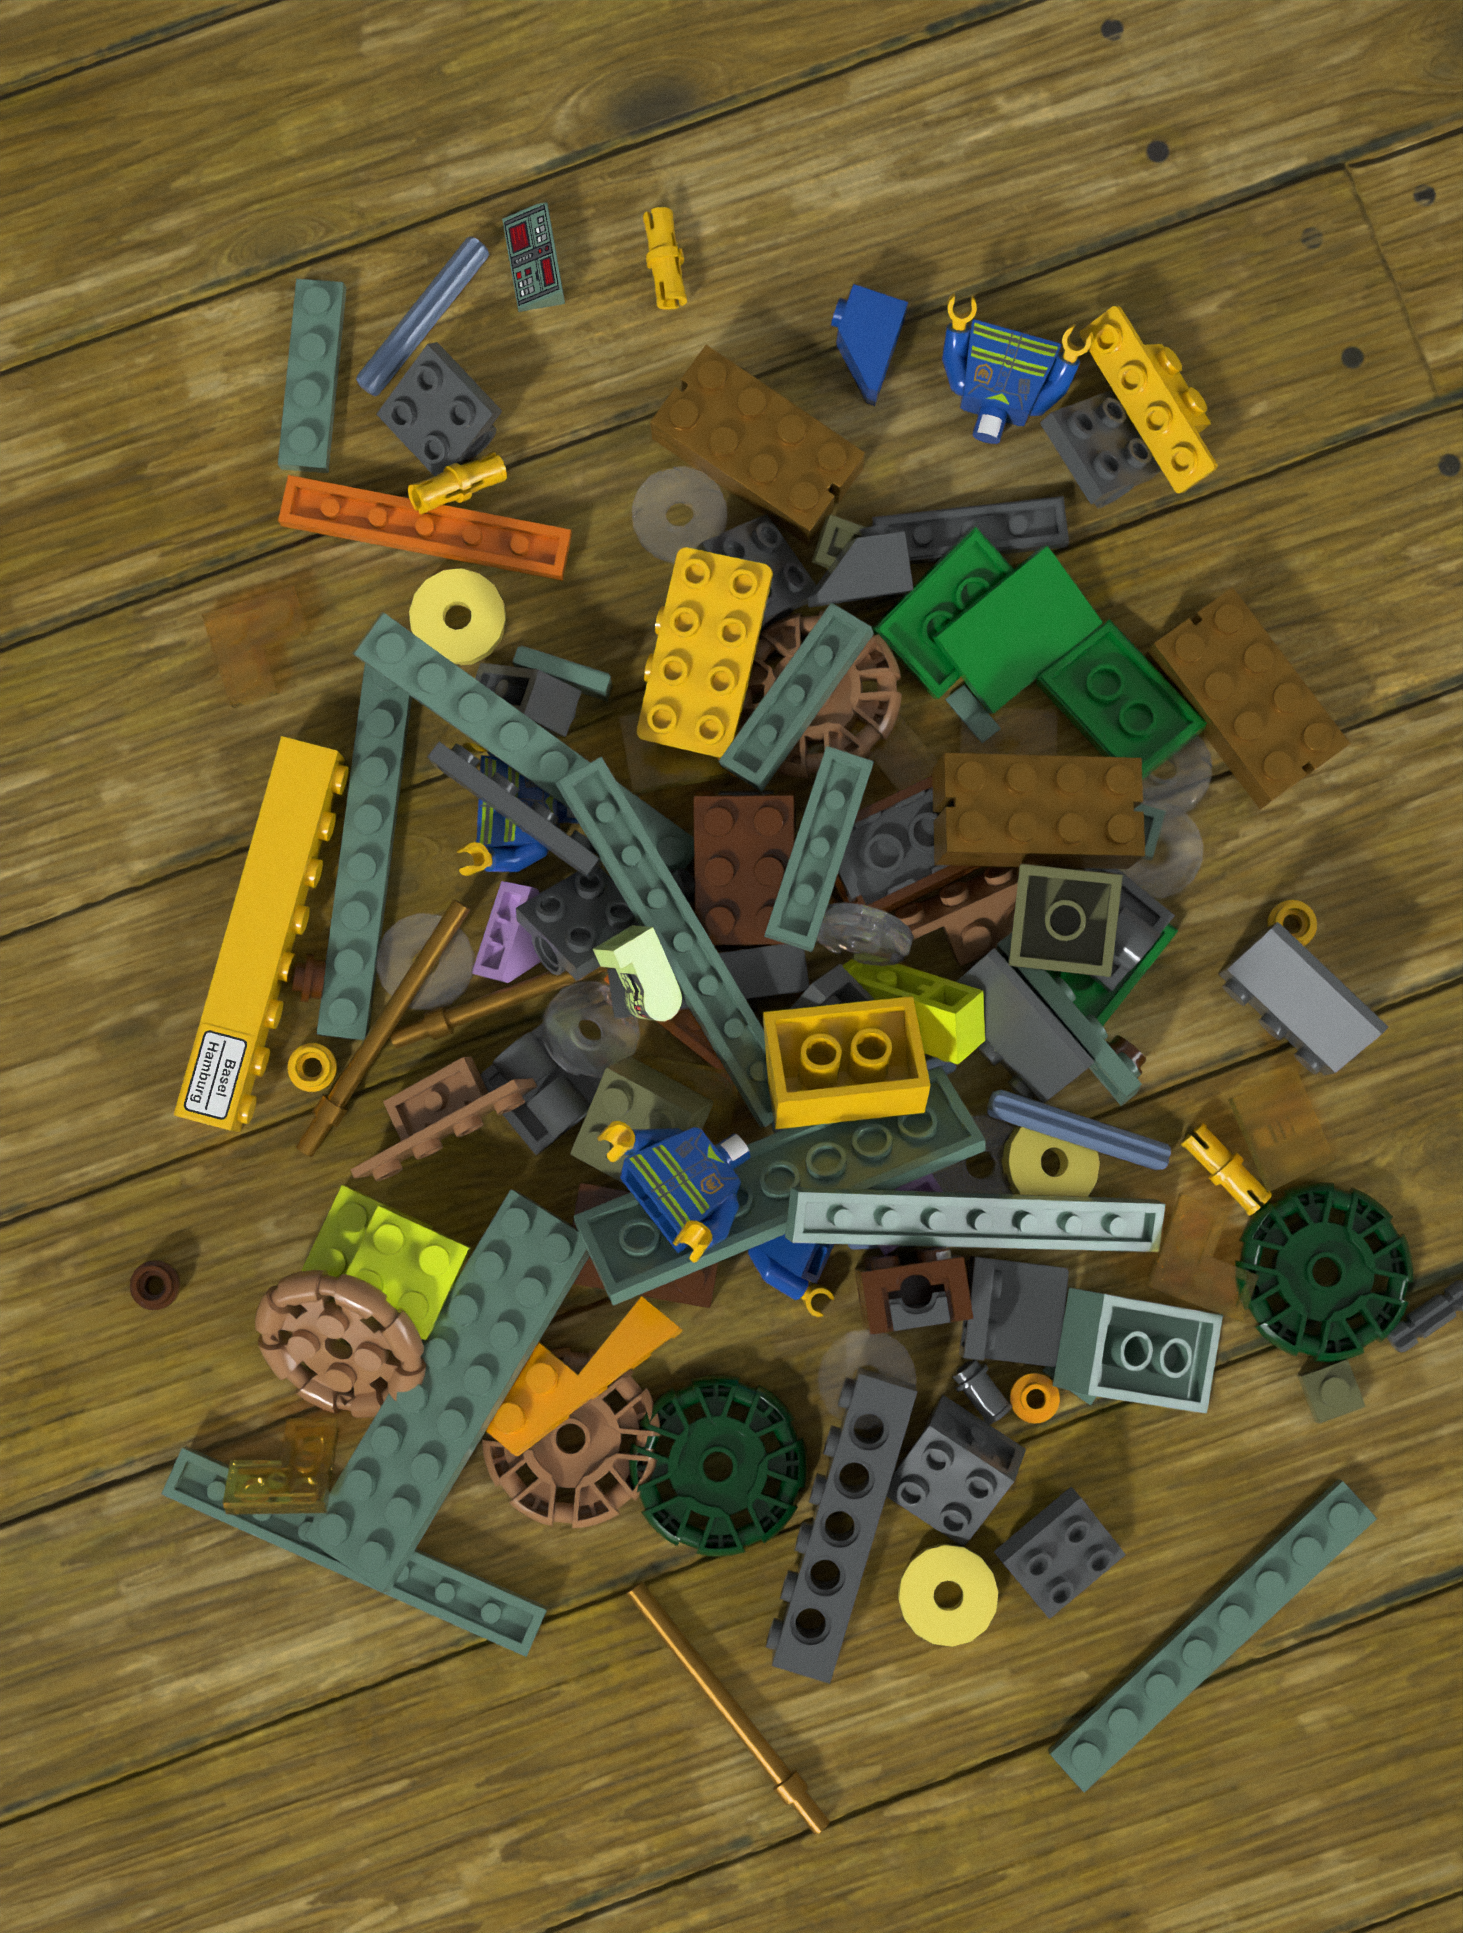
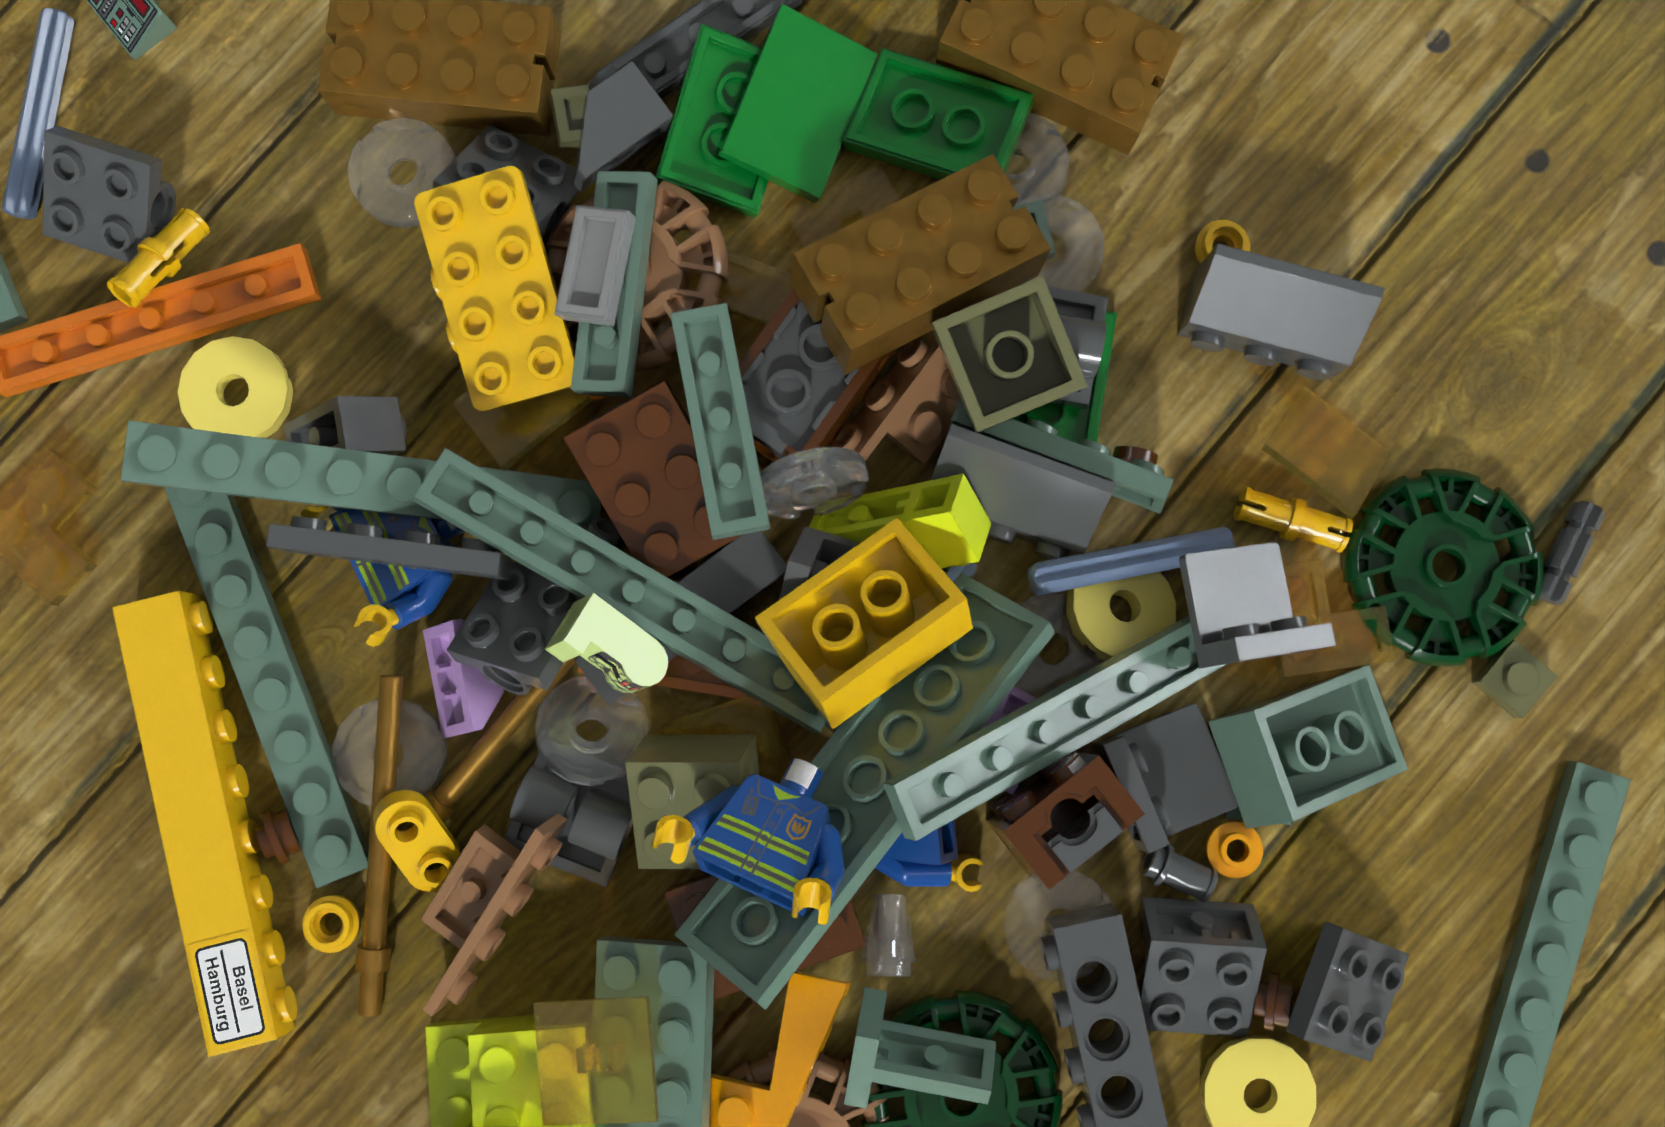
camera: 35 degrees left, 0 degrees up
(413, 1044) = (419, 846): none -> yellow plate
(465, 1275) = (596, 1061): none -> clear yellow piece
(586, 679) = (402, 382): sand green tile -> none
(699, 1412) = (916, 1058): none -> sand green bracket
(729, 1316) = (889, 938): none -> clear cone
(789, 676) = (595, 265): none -> light grey tile
(973, 714) = (800, 211): sand green piece -> none
(998, 1528) = (1274, 1001): none -> reddish brown plate
(1144, 1212) = (1244, 606): none -> bracket

